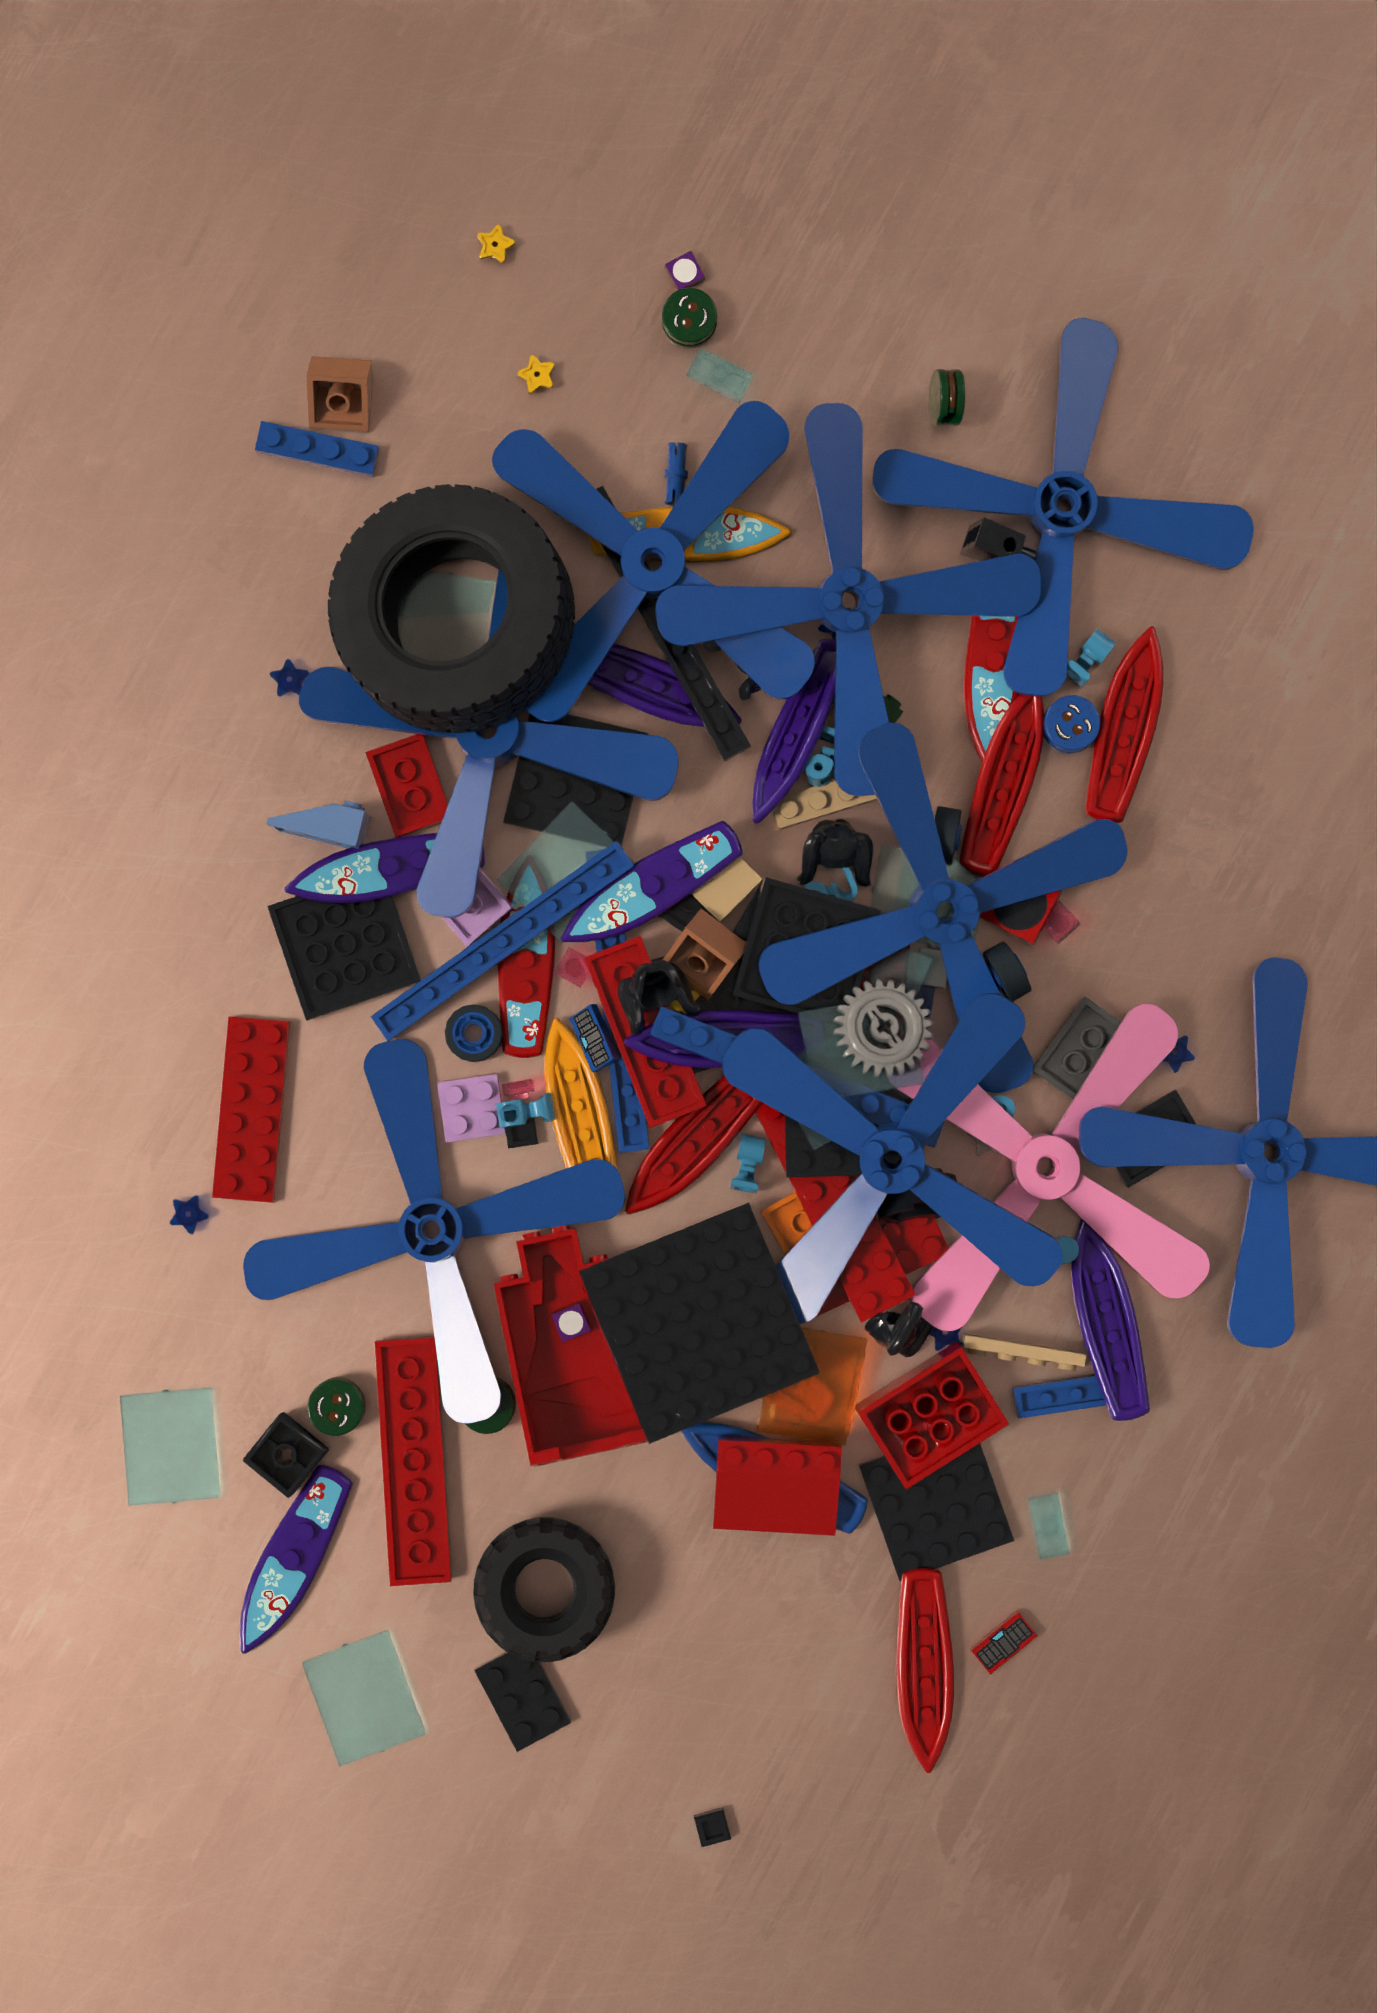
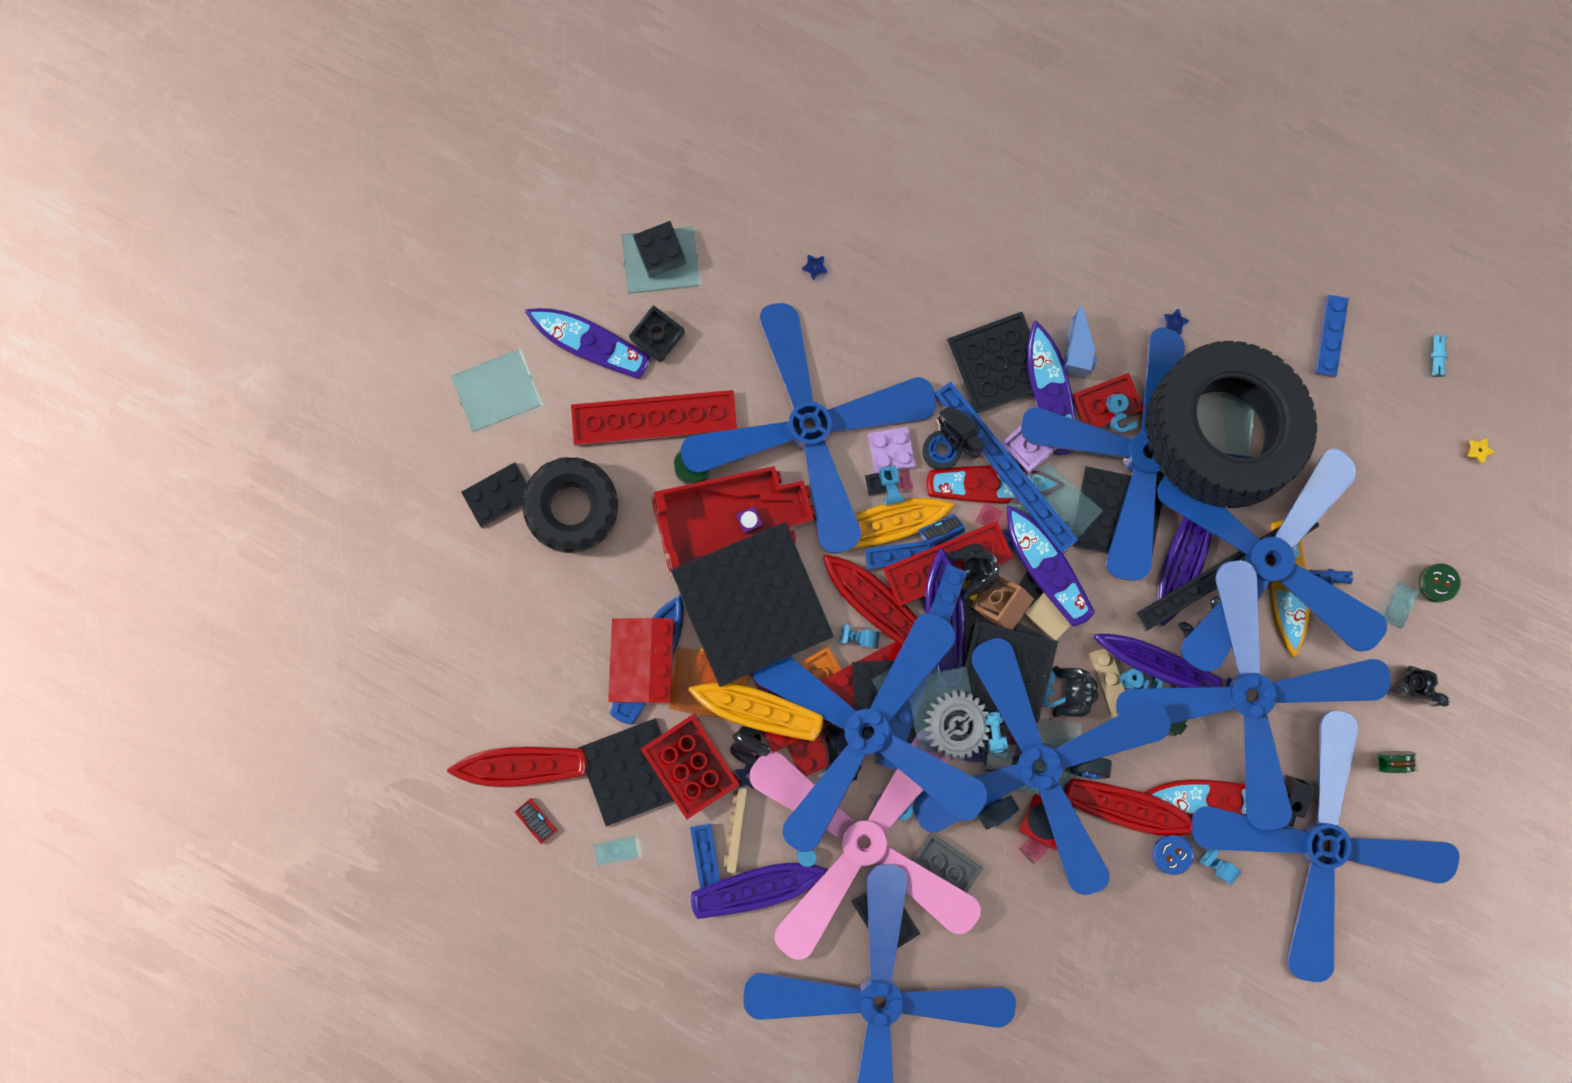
camera: 90 degrees right, 5 degrees down
(156, 1449) = (659, 249): none -> black brick
(251, 1109) = (885, 305): red plate -> none
(336, 1406) = (689, 366): dark green head -> none
(339, 393) = (1370, 349): nougat slope -> none
(351, 293) = (1439, 355): none -> medium azure pin
(415, 772) = (1117, 404): none -> dark azure leg
(450, 1007) = (960, 432): none -> black hinge
(537, 382) = (1398, 479): yellow plate -> none
(684, 271) = (1471, 579): tile -> none
(712, 1827) = (410, 624): black tile -> none
(843, 352) = (1423, 689): none -> black hair
(855, 1316) = (758, 710): none -> light orange piece
(909, 970) = (998, 743): none -> medium azure bar
(1126, 729) = (1171, 894): red piece -> none
(1183, 1054) = (944, 939): clear blue plate -> none

